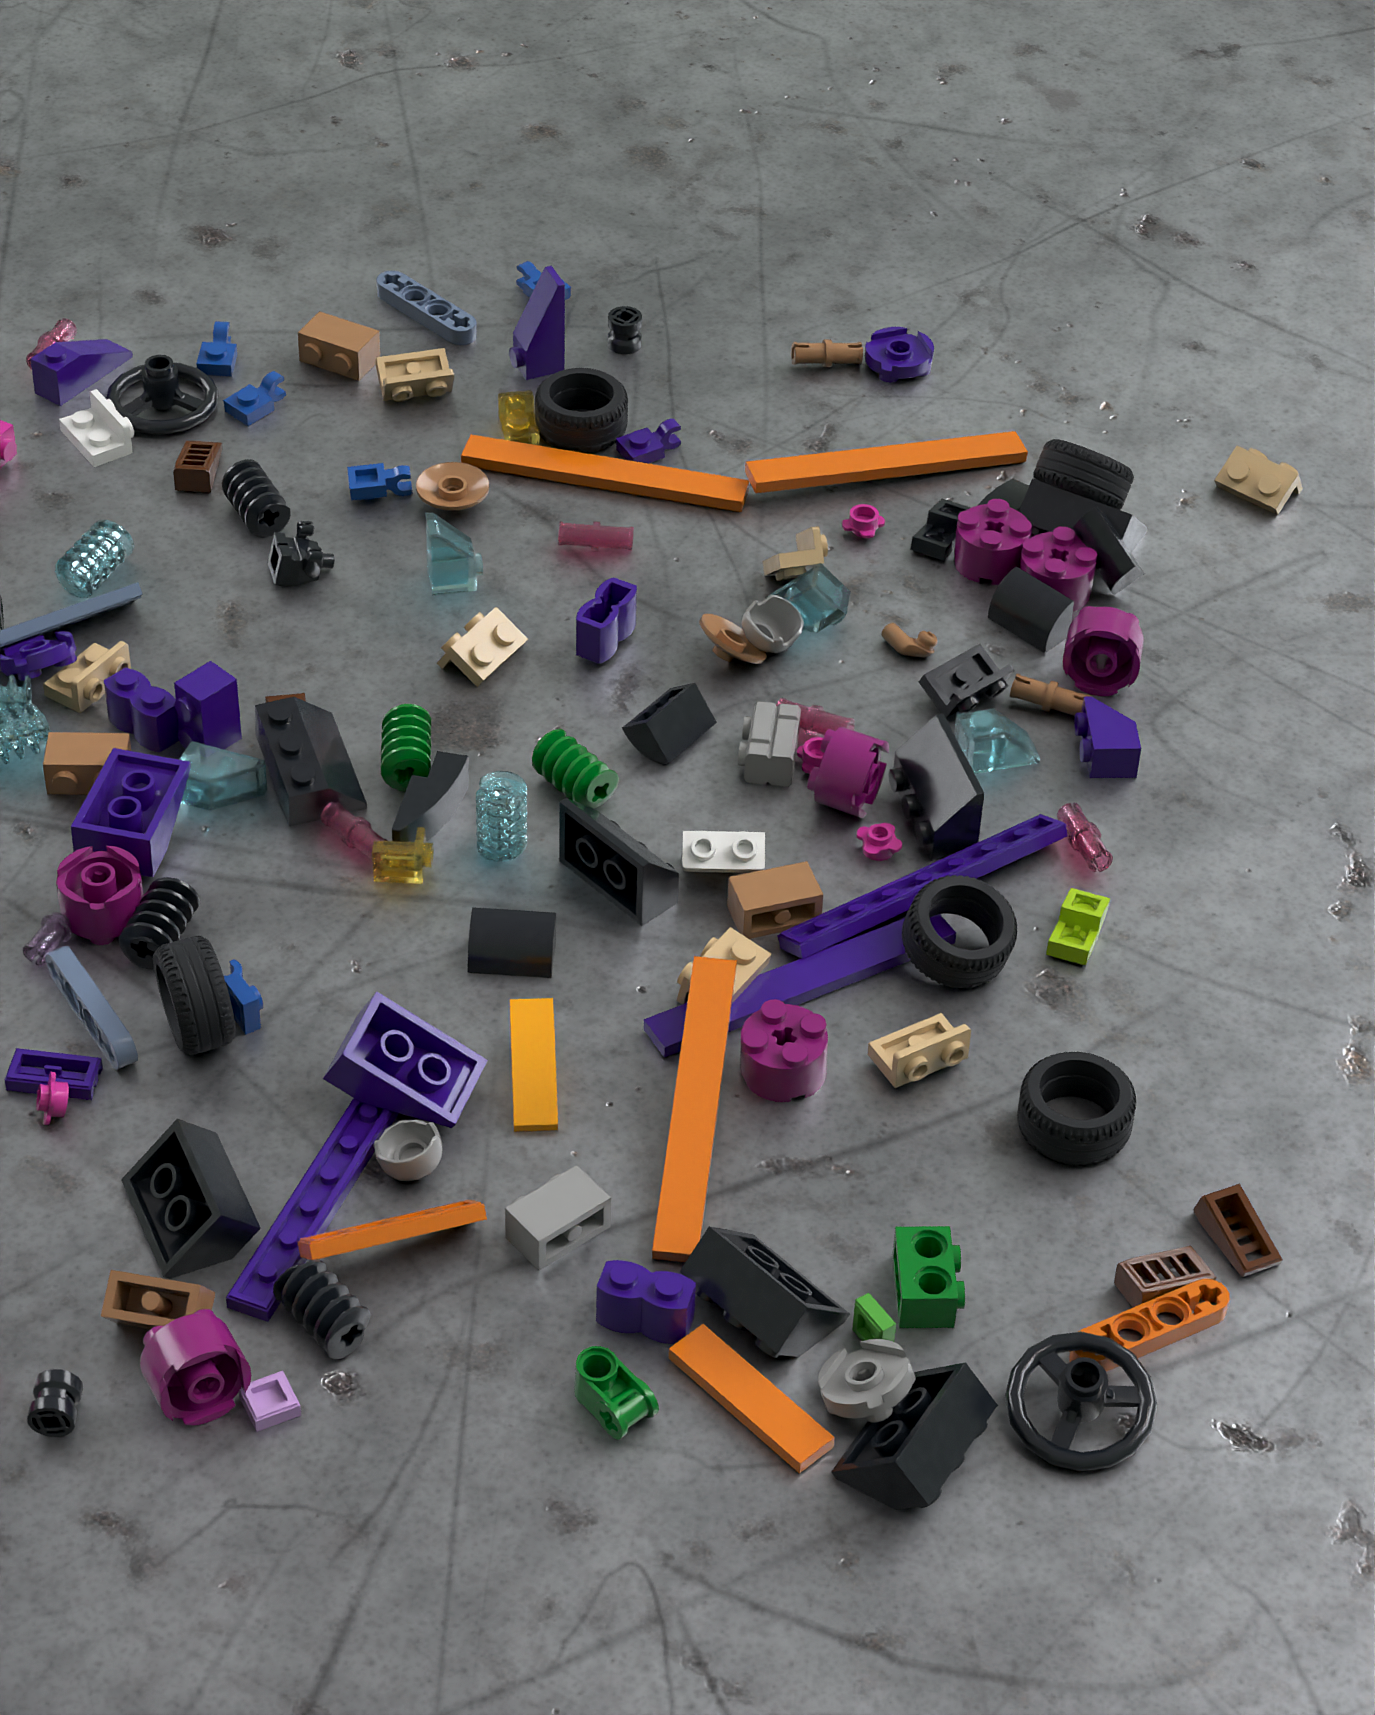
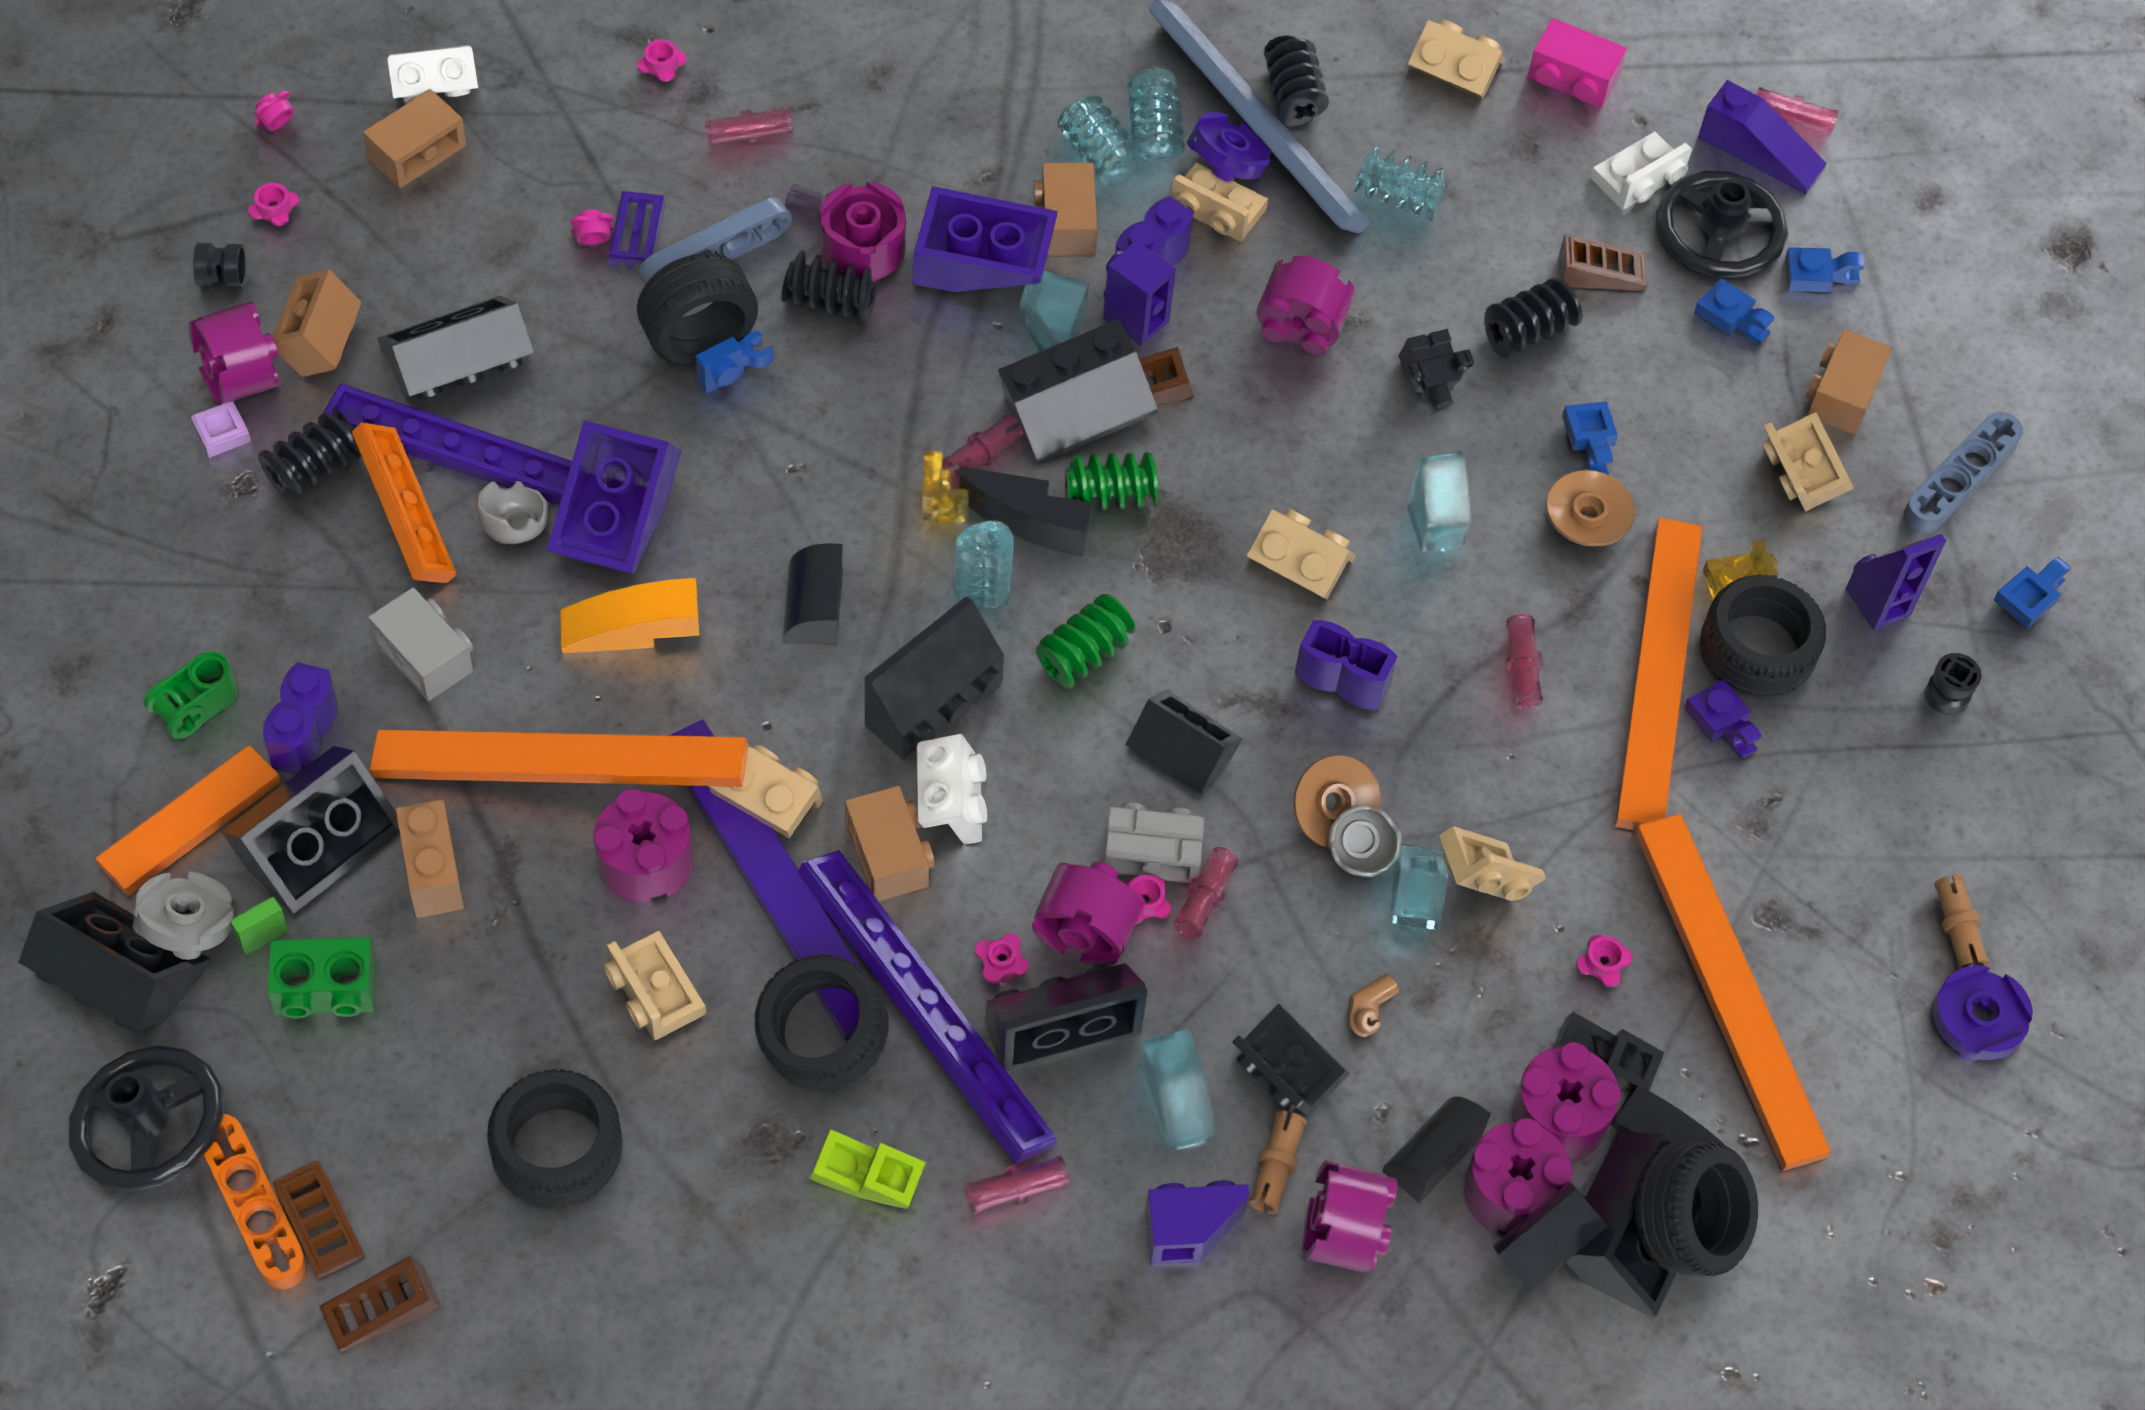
camera: 85 degrees right, 15 degrees up
(232, 615) = (1305, 304): none -> magenta brick
(800, 1200) = (429, 858): none -> medium nougat brick

